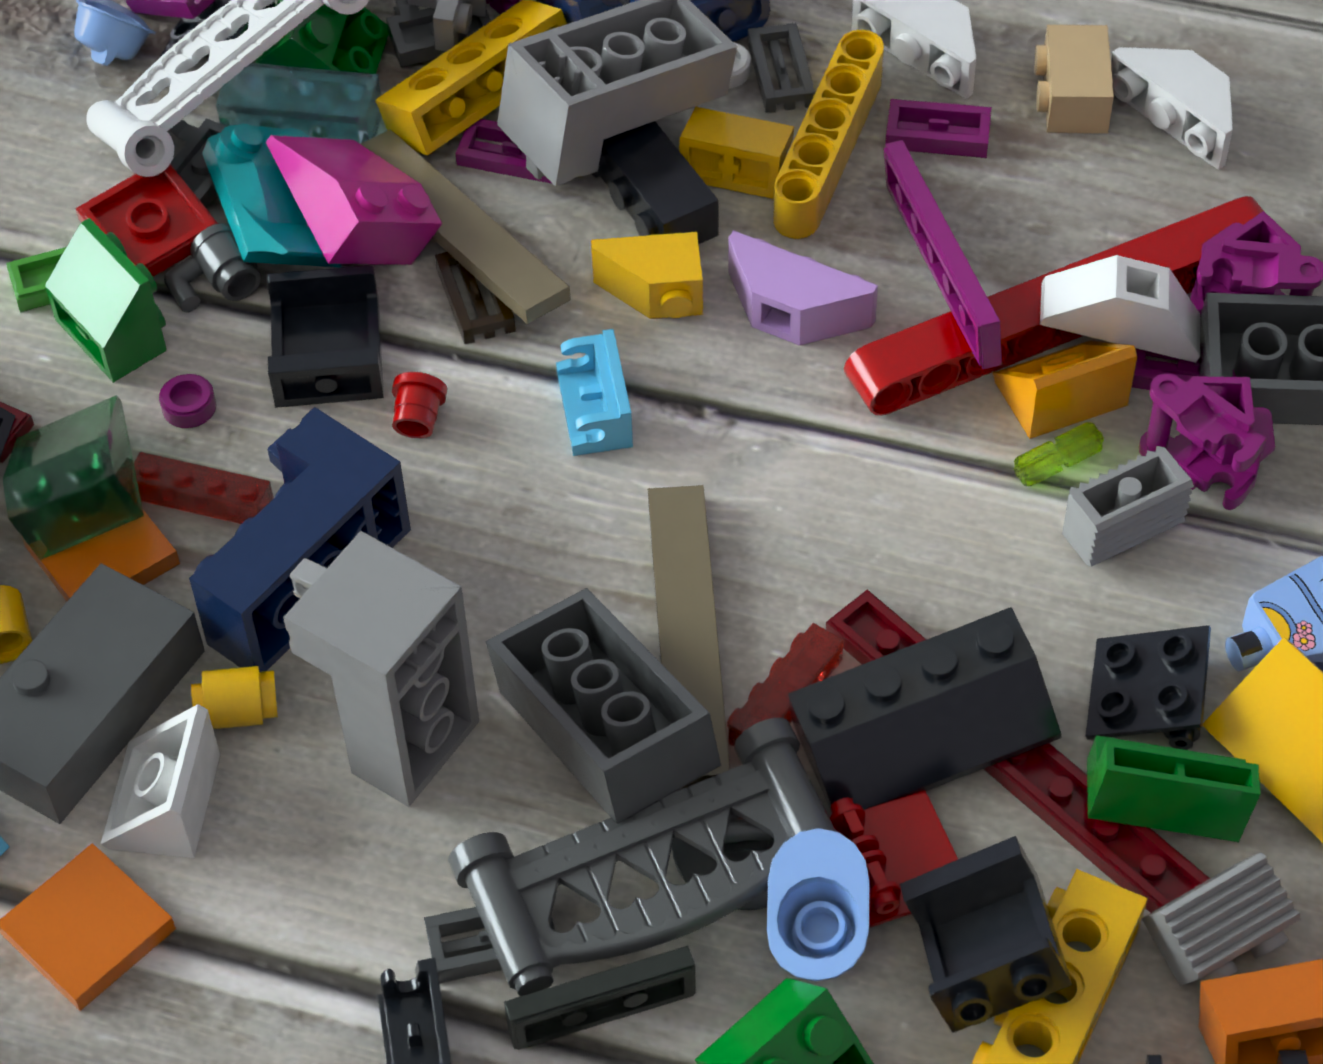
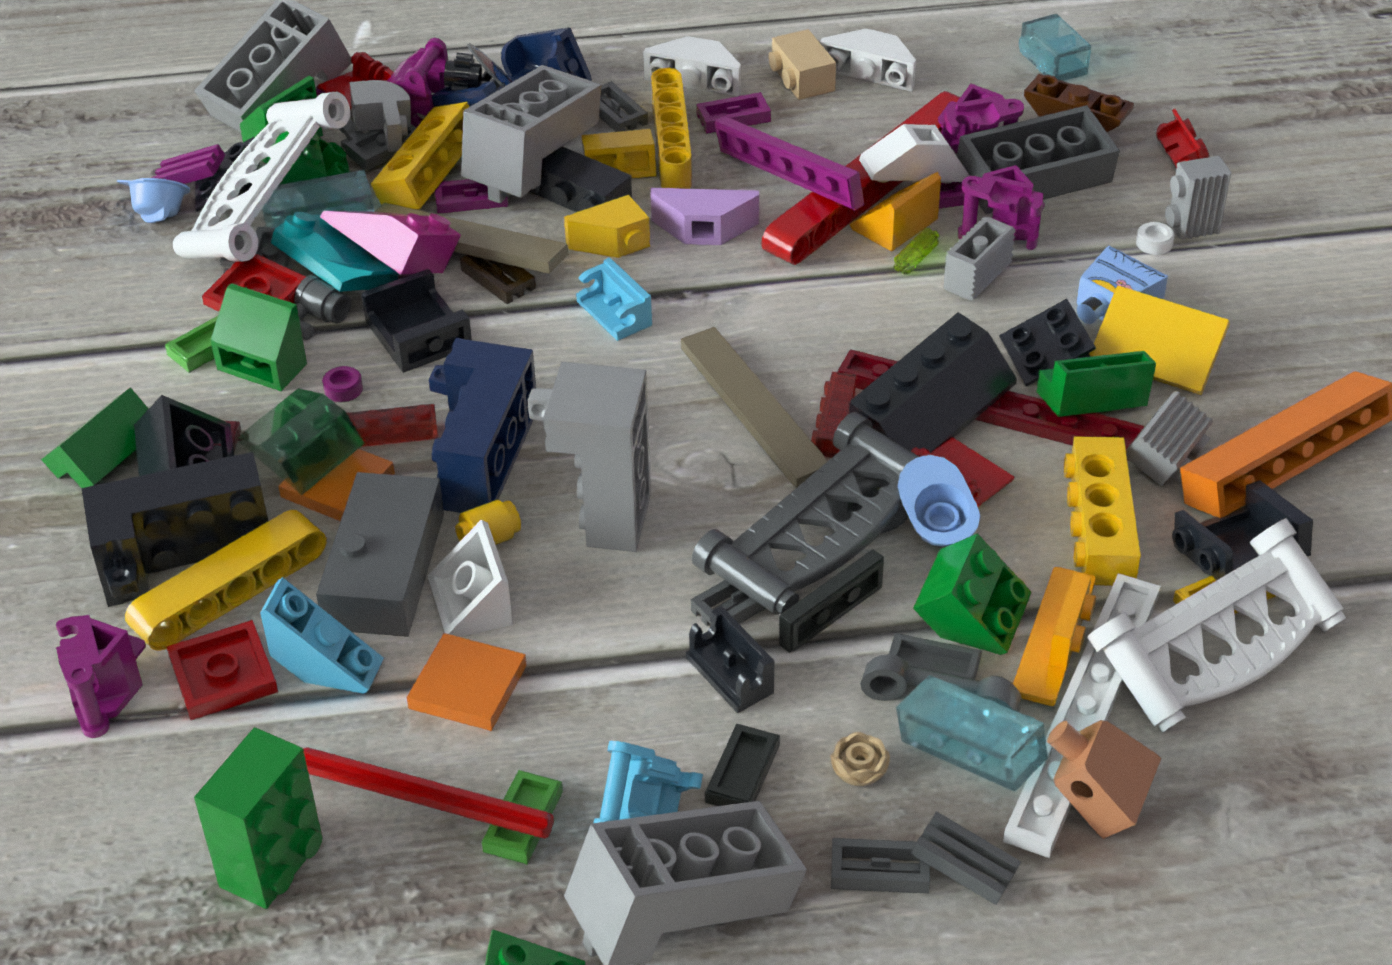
camera: 25 degrees left, 10 degrees down
(417, 403) = (501, 330): red piece -> none
(604, 704) = (738, 444): dark grey brick -> none
(986, 934) = (1044, 484): black panel -> none

